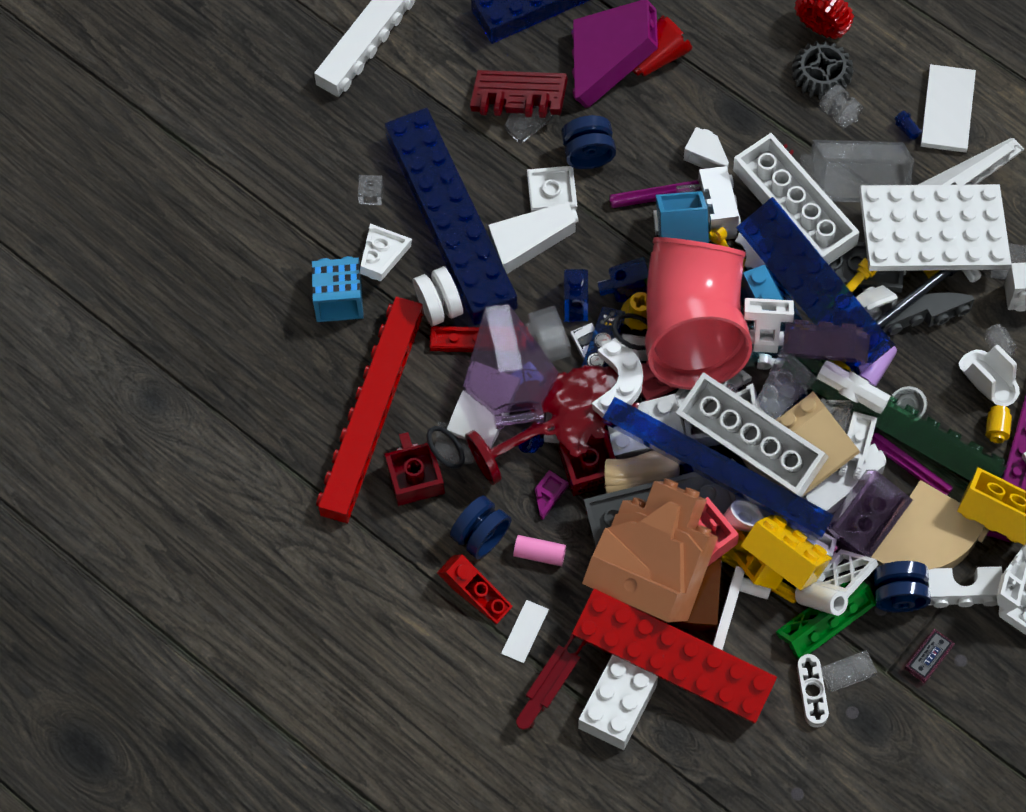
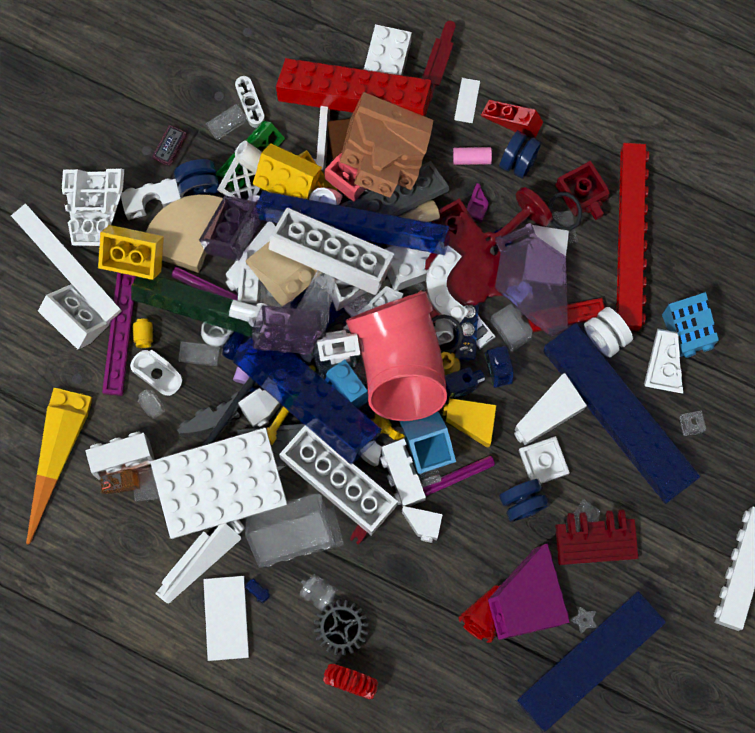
camera: 165 degrees right, 10 degrees up
(554, 32) = (579, 619): none -> clear plate
(620, 242) = (472, 419): none -> yellow slope
(891, 382) = (234, 342): none -> clear blue cone
(935, 387) = (199, 354): none -> clear plate

